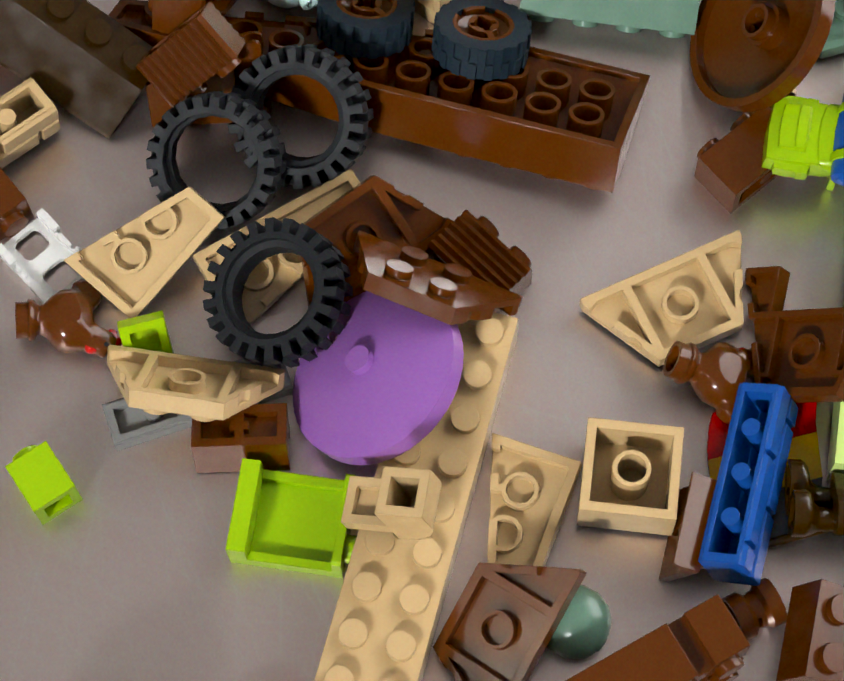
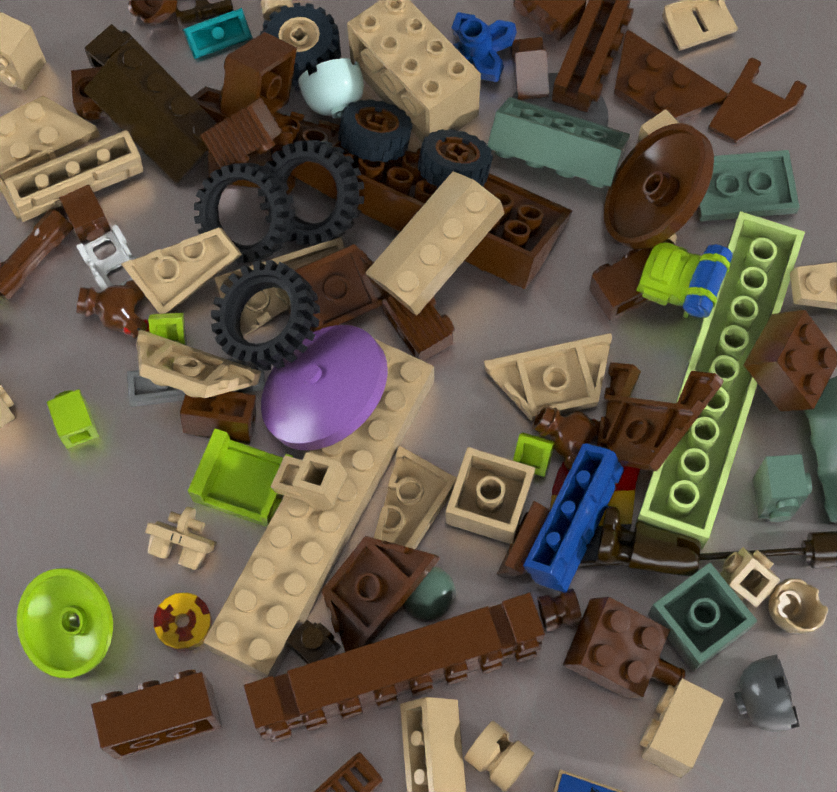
camera: 10 degrees right, 0 degrees up
(248, 620) = (194, 545): none -> tan hips
(427, 285) = (372, 330): reddish brown wing -> none
(485, 150) = (436, 241): none -> tan slope
(674, 407) = (534, 452): none -> lime plate

